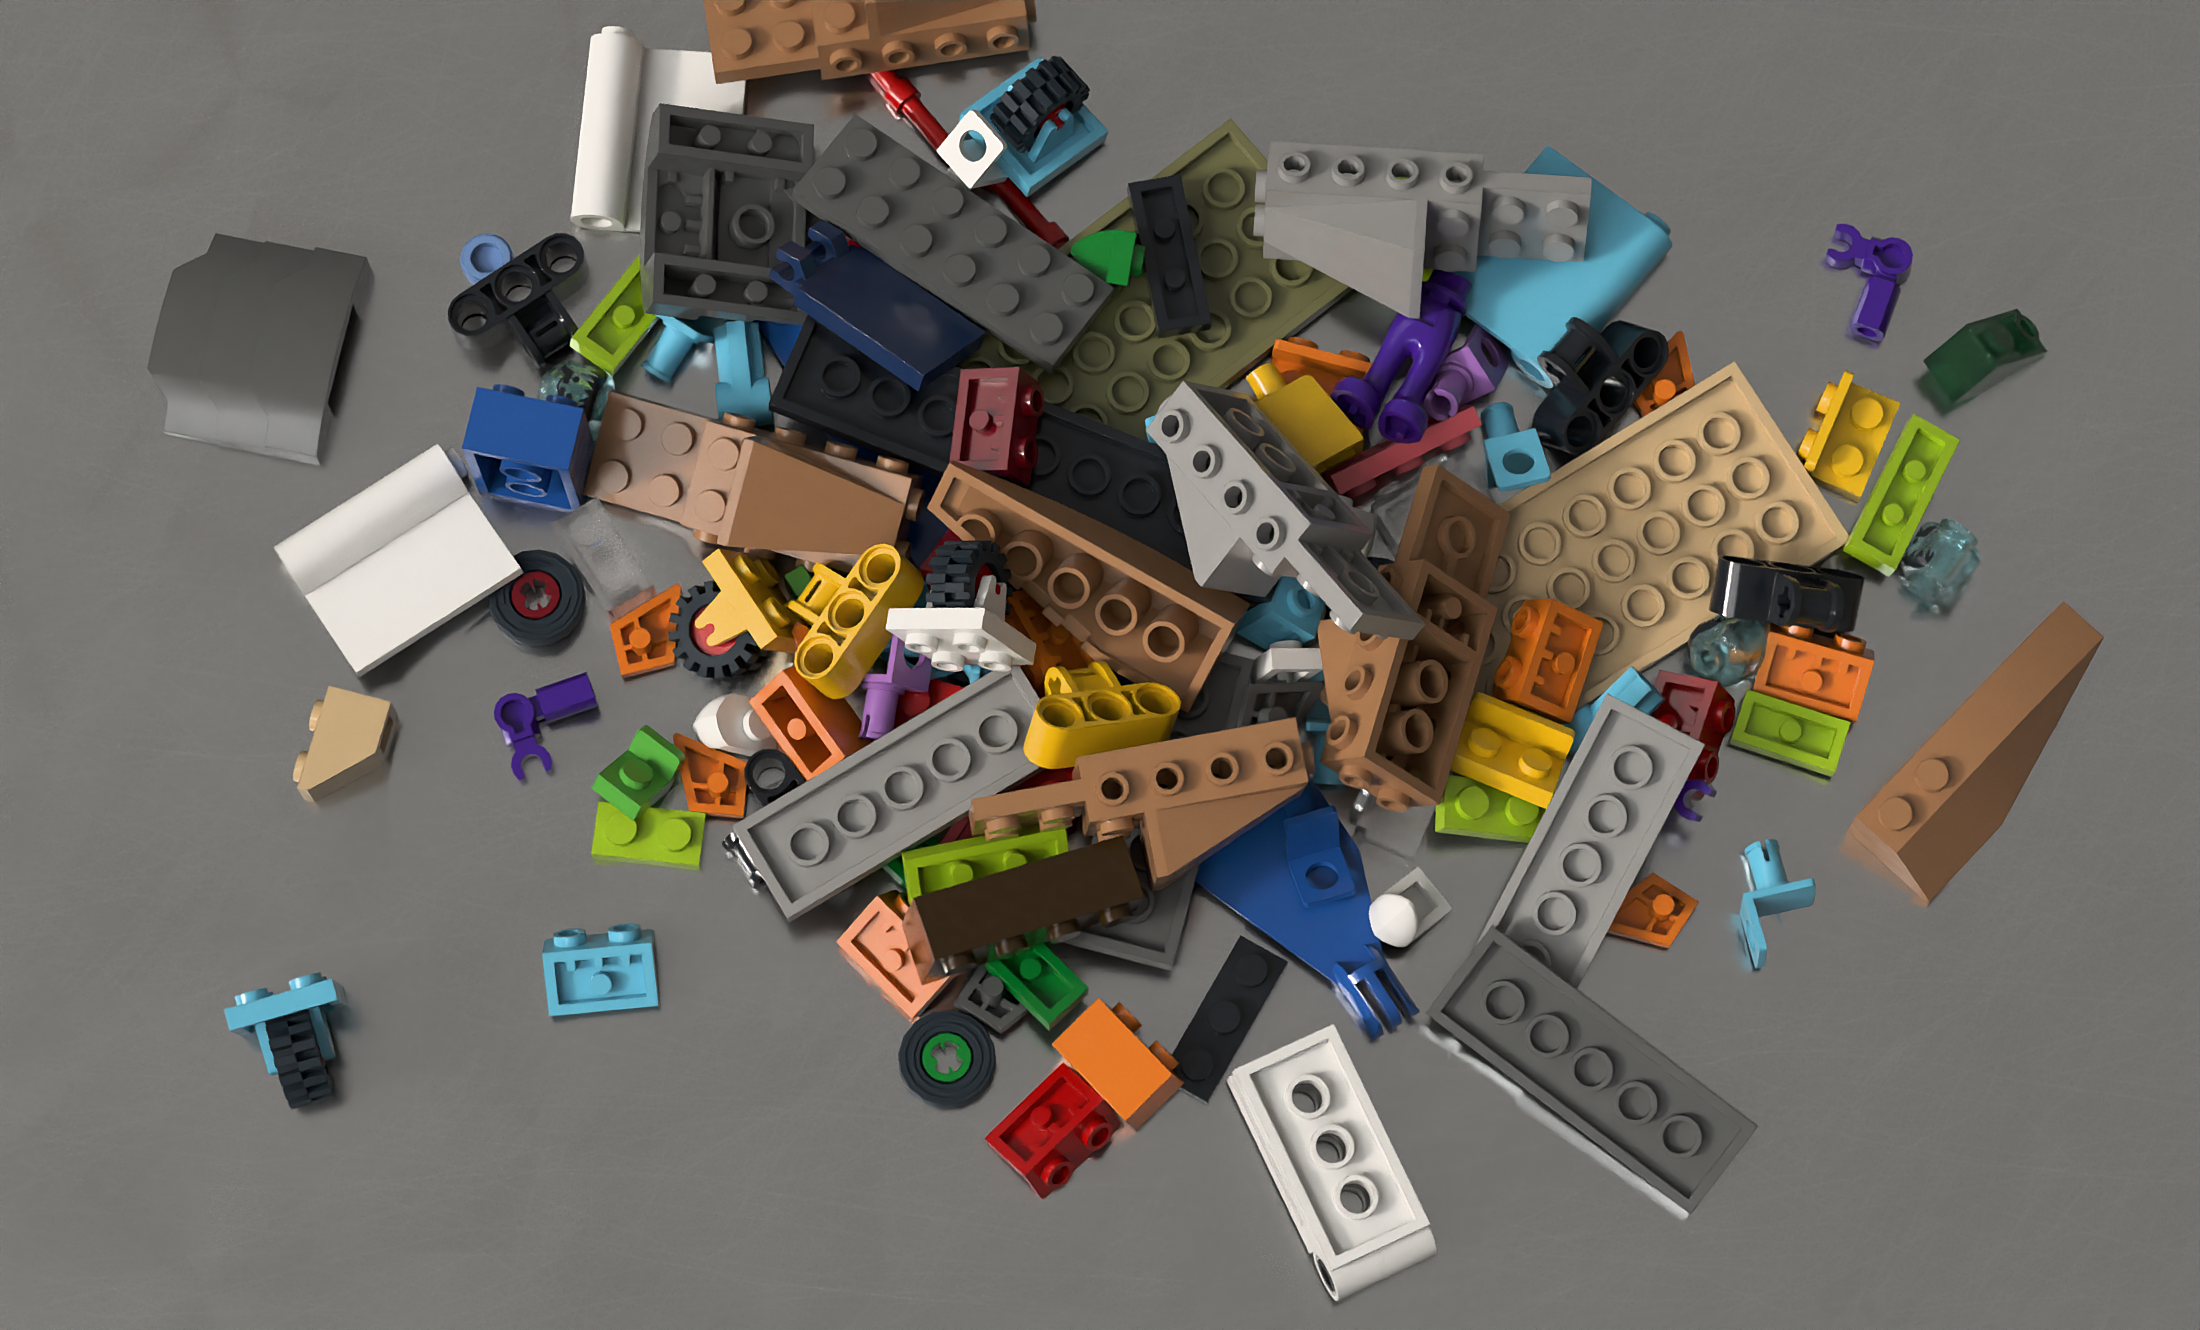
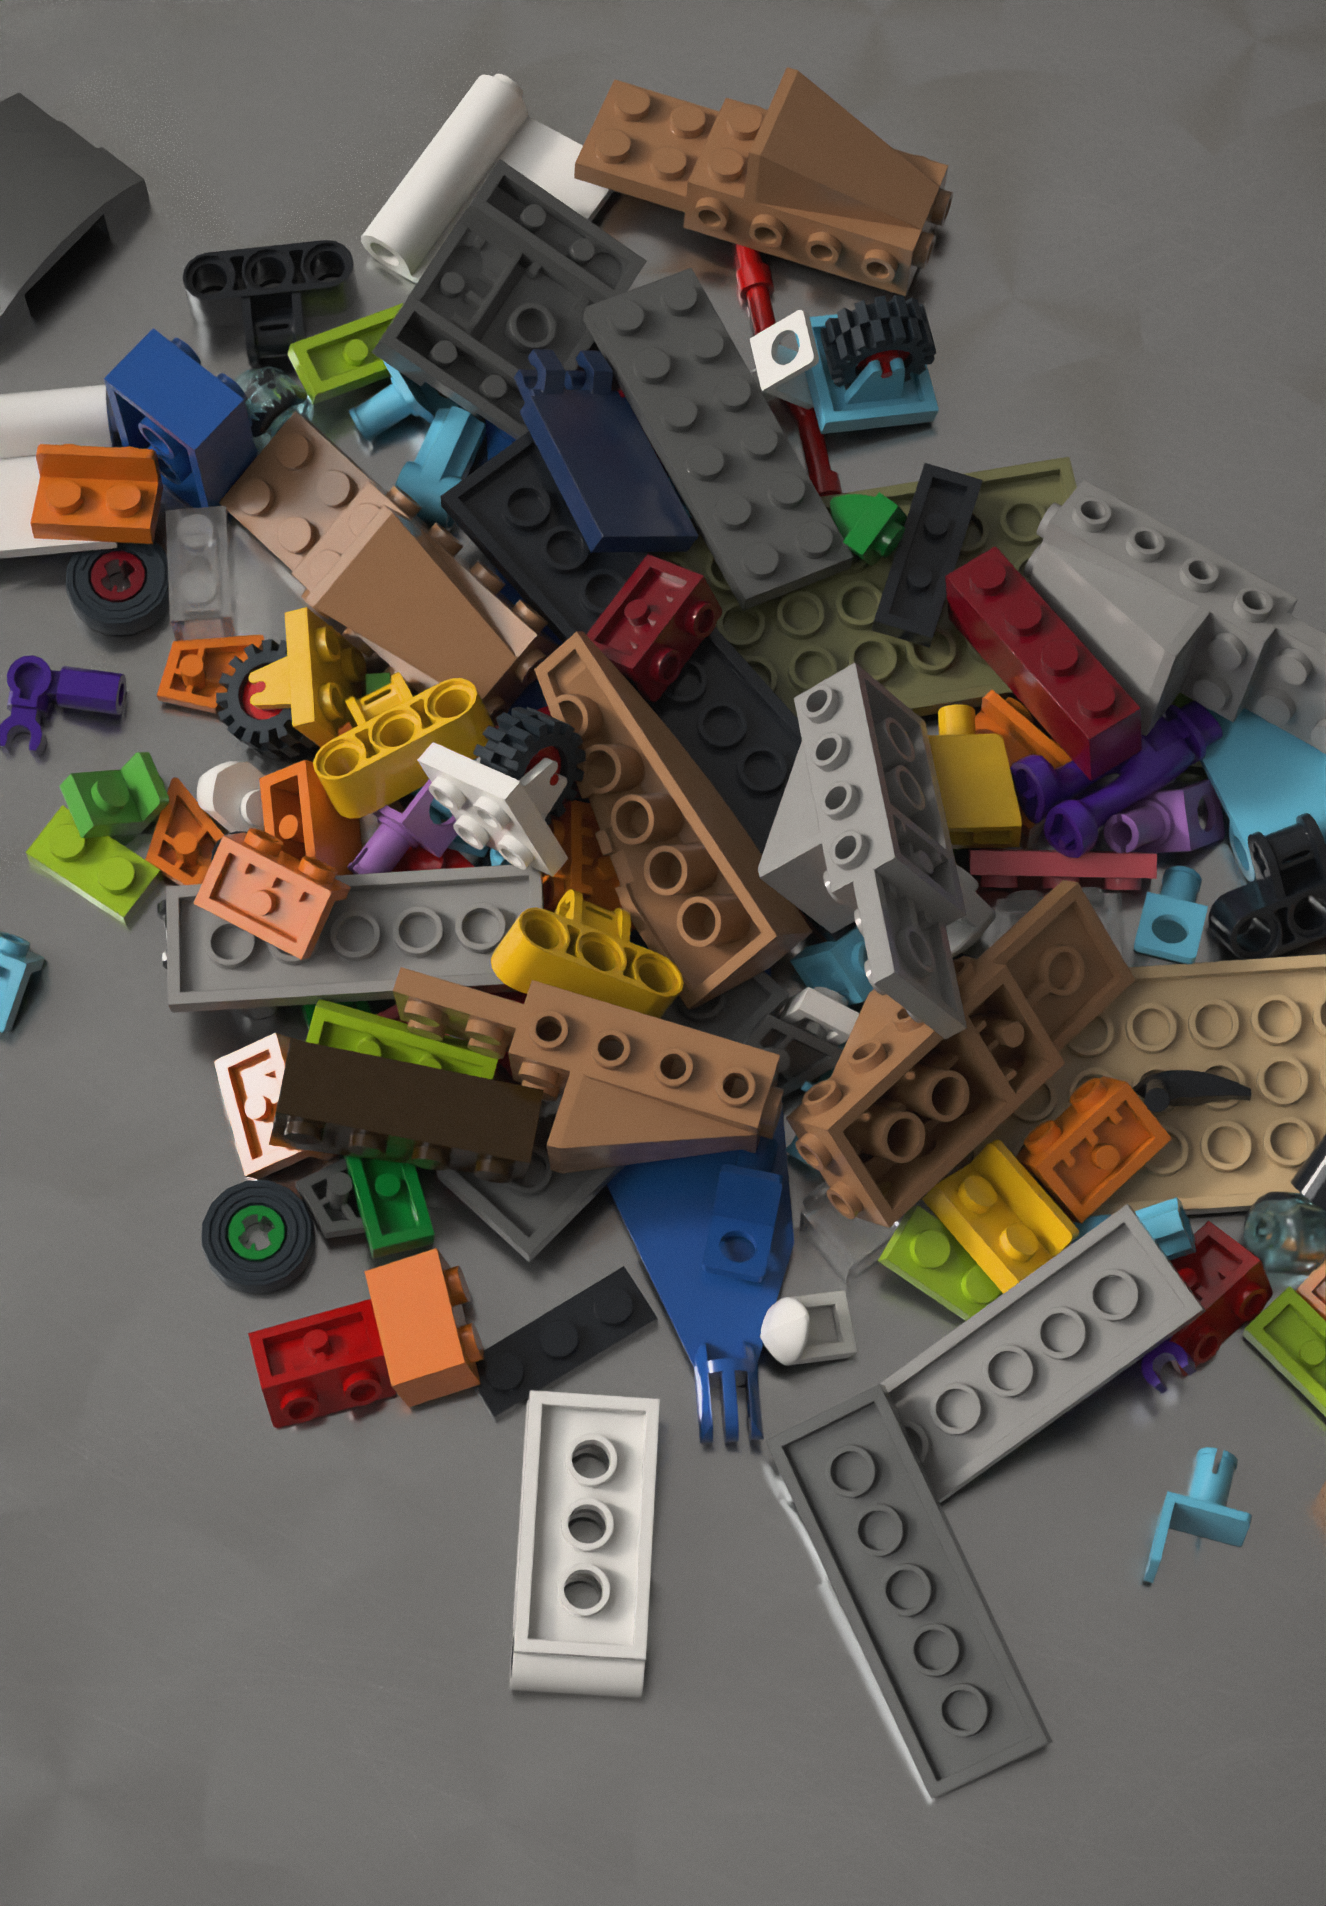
camera: 30 degrees right, 5 degrees down
(483, 256) = (259, 231): medium blue tile -> none
(486, 538) = (97, 494): none -> orange bracket
(822, 788) = (270, 891): none -> orange bracket
(1311, 300) = (1044, 663): none -> dark red brick
(1593, 577) = (1187, 1089): none -> black bar
(1653, 912) = (1065, 1465): orange piece -> none

